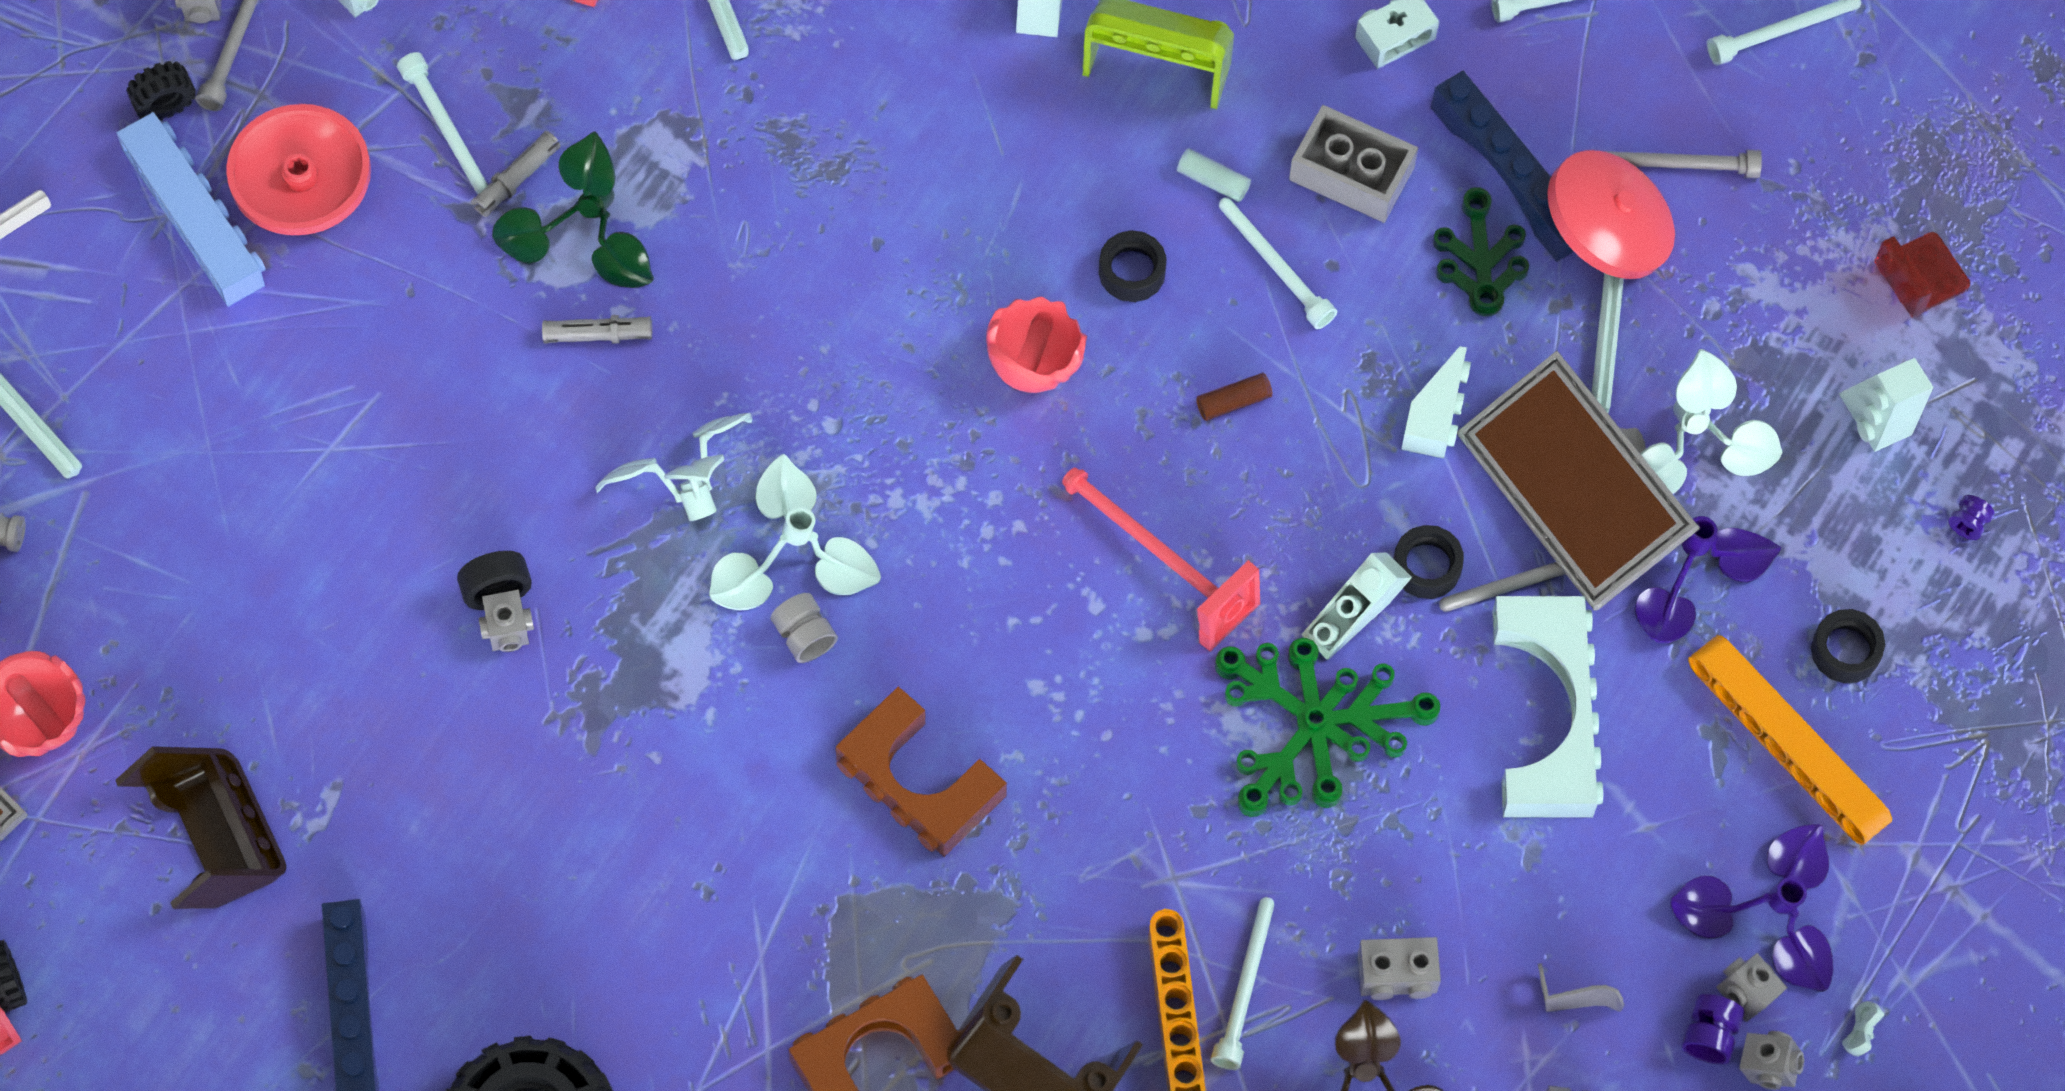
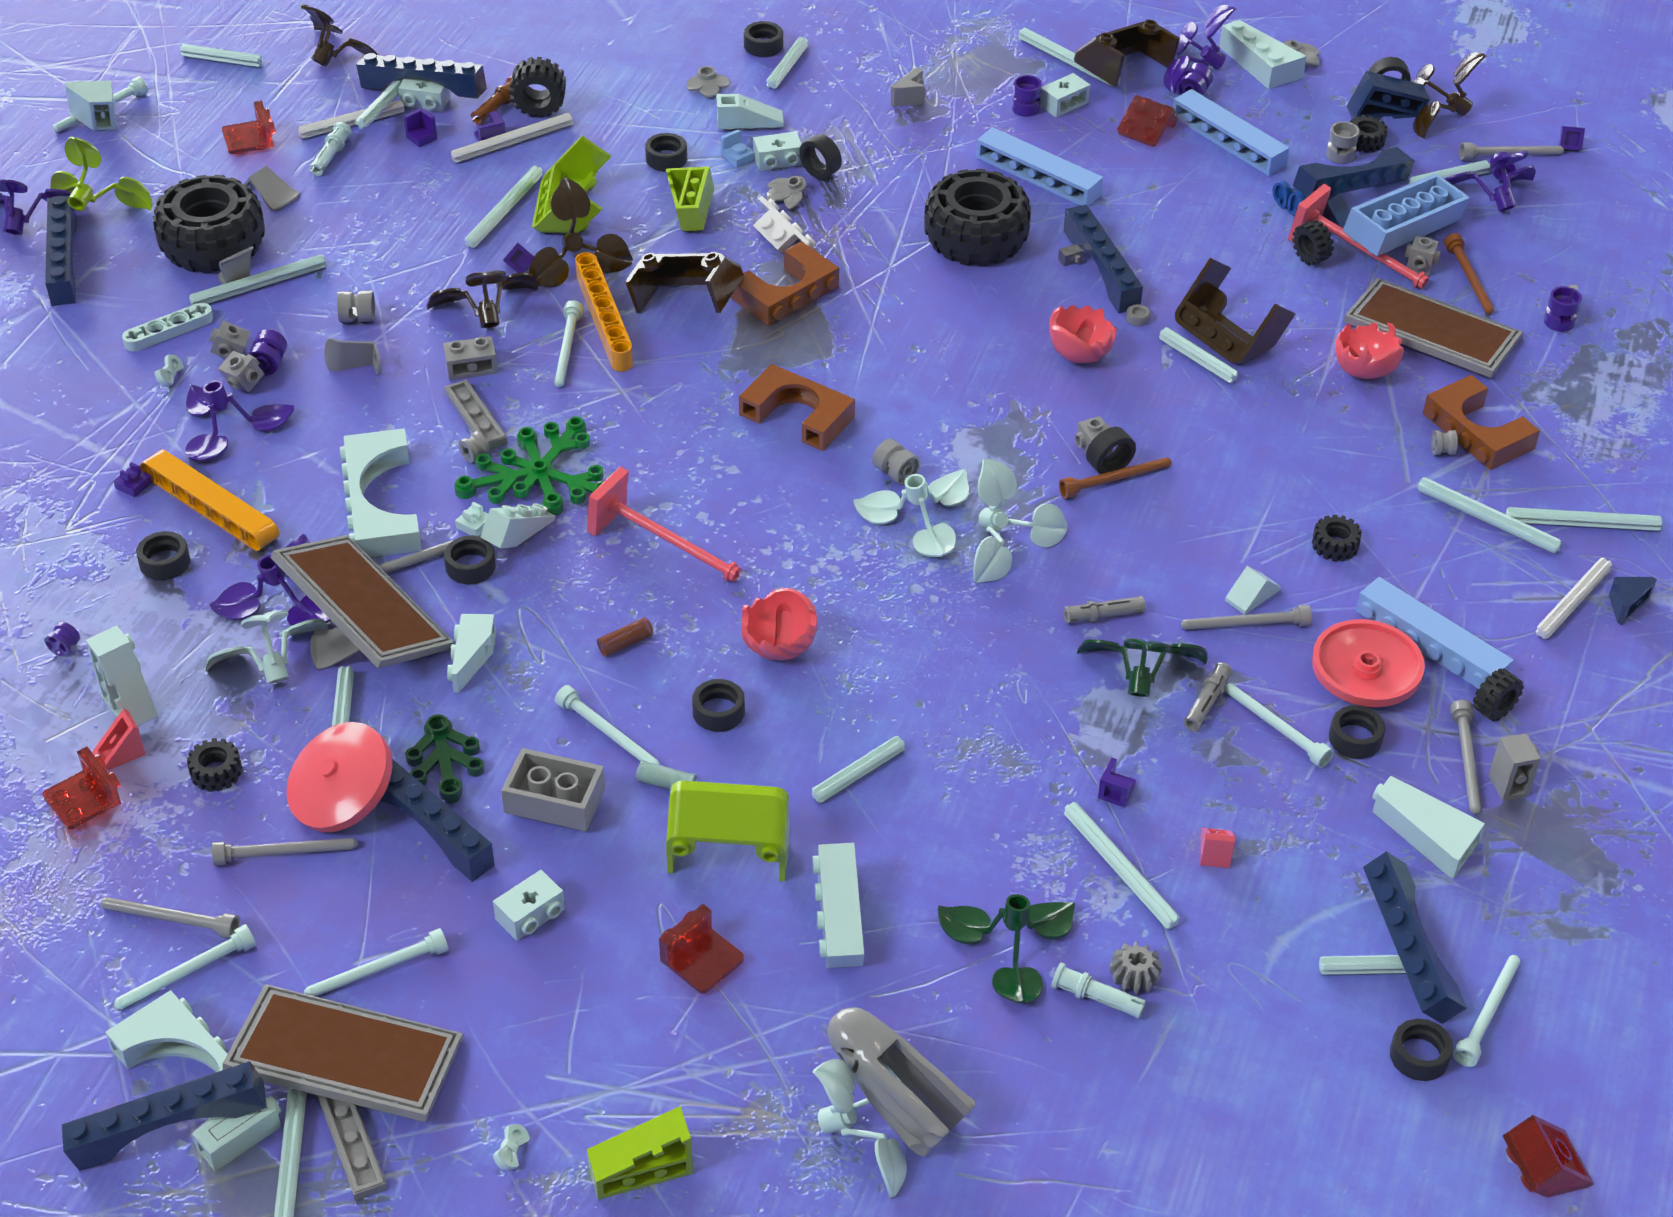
camera: 170 degrees right, 20 degrees down
(231, 374) = (1336, 548): none -> black tyre
(282, 785) = (1198, 355): none -> light aqua axle
(338, 889) = (1138, 315): none -> light grey tile
(348, 275) = (1300, 615): none -> light grey piece
(356, 65) = (1354, 747): none -> black tyre
(385, 329) = (1251, 590): none -> light aqua slope
(395, 1052) = (1070, 255): none -> flat silver piece
(453, 819) = (1081, 333): none -> coral piece
(566, 550) = (1071, 486): none -> dark orange piece
(676, 71) = (1115, 787): none -> dark purple panel
(977, 151) = (858, 769): none -> light aqua axle
(1399, 857) = (475, 413): none -> light grey tile
(1407, 774) = (473, 446): none -> light grey wheel
(1416, 642) = (472, 520): none -> light aqua tile
(1744, 70) = (222, 924): none -> light grey piece
(1760, 306) = (214, 752): none -> black tyre
(1880, 337) = (121, 742): none -> coral slope
(1904, 806) = (132, 480): none -> dark purple tile

